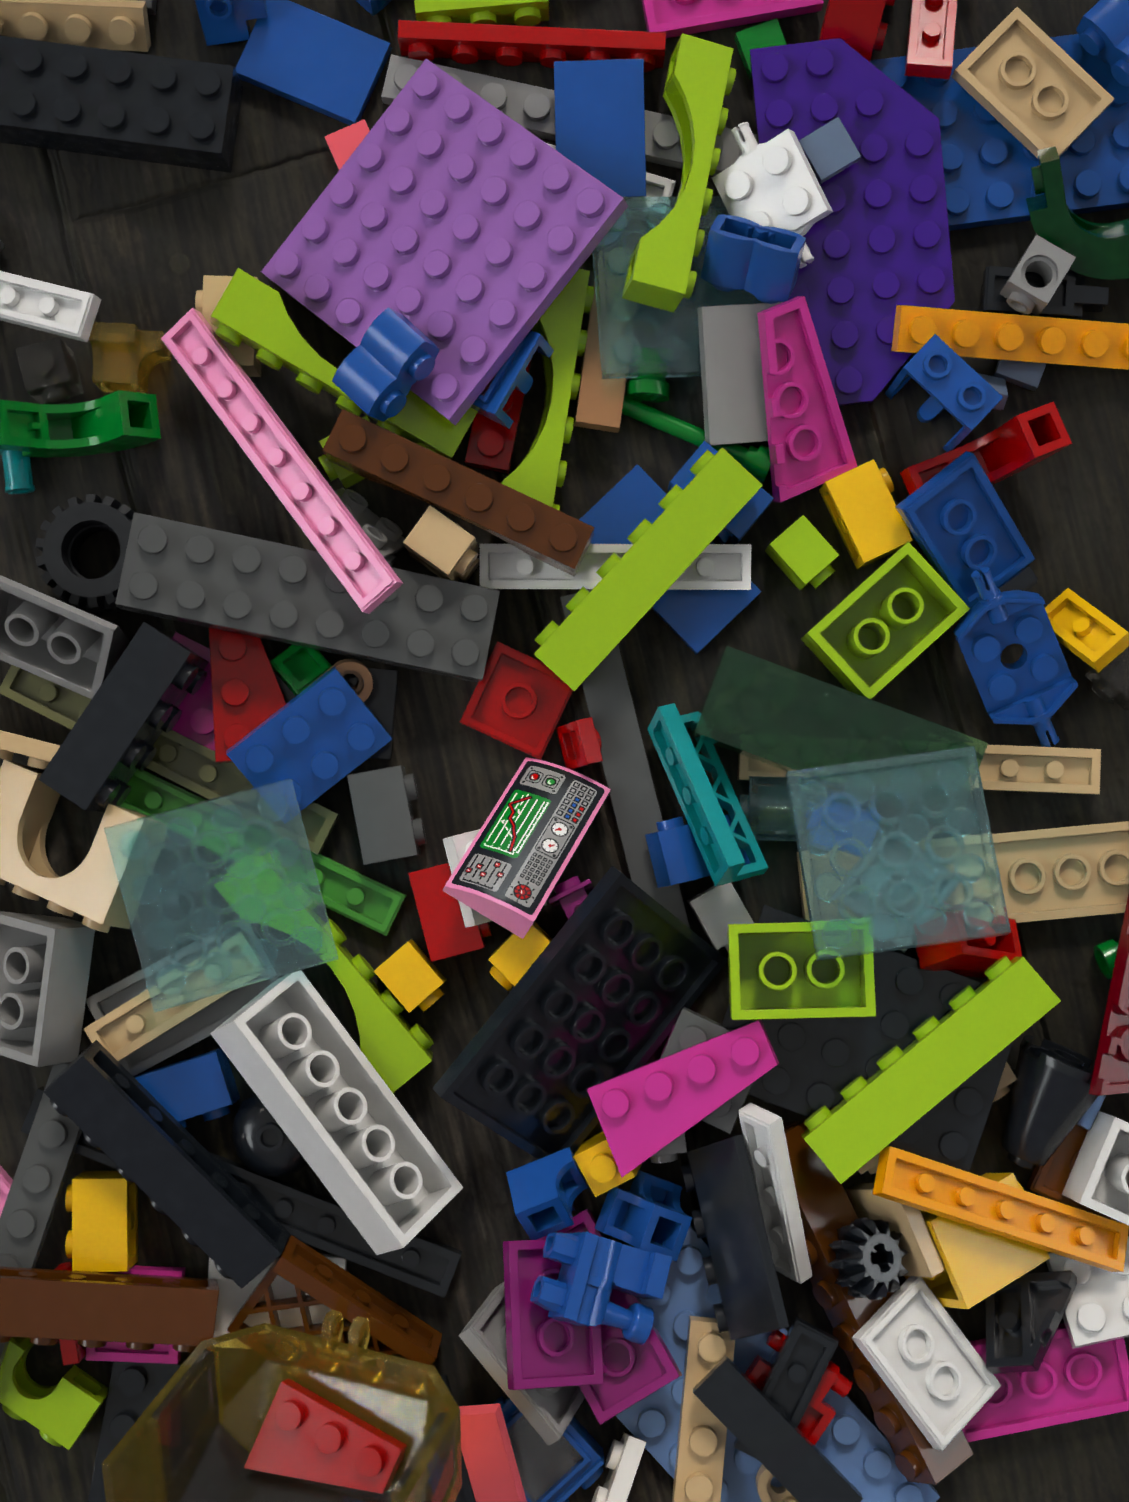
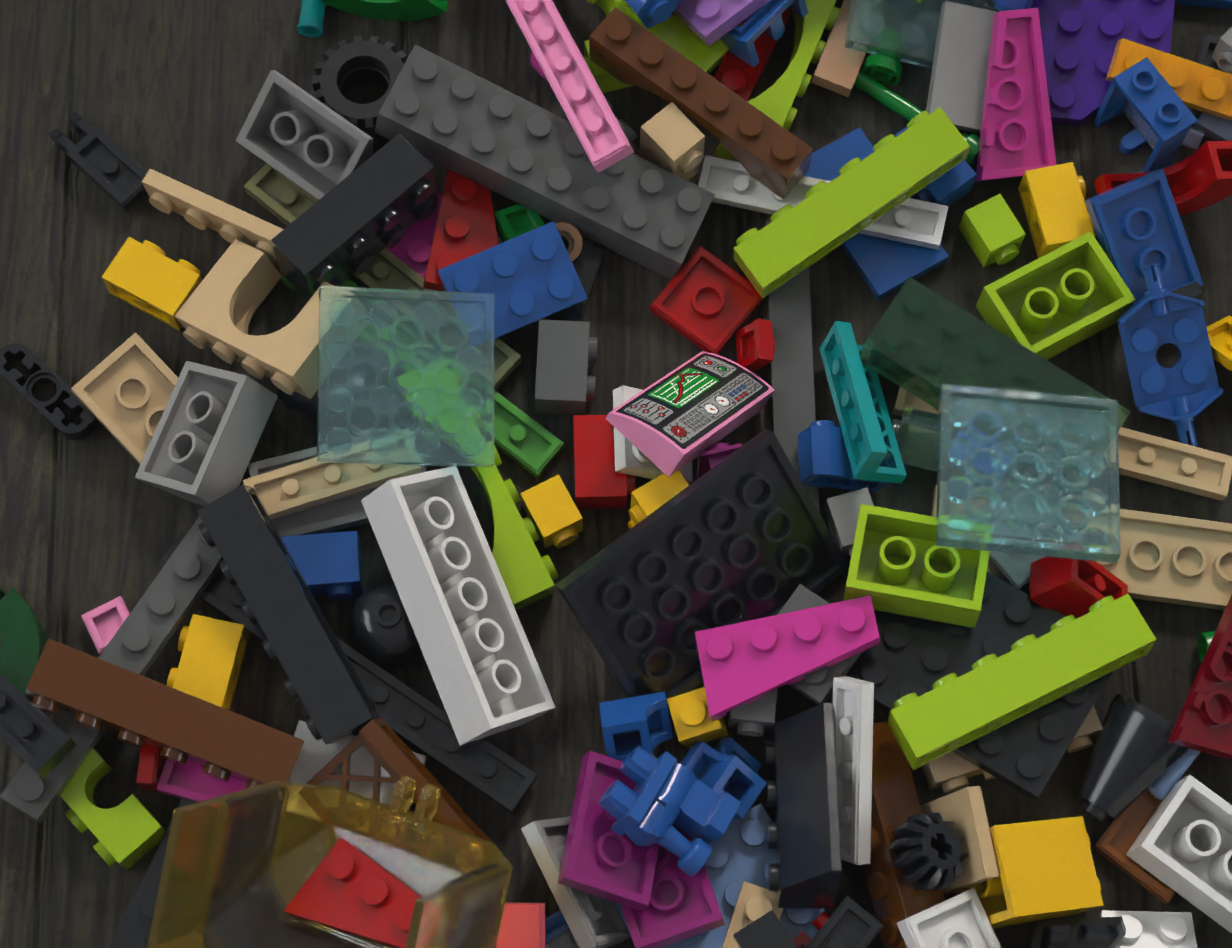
camera: 10 degrees right, 15 degrees down
(1000, 1209) = (1065, 834): light orange plate -> none

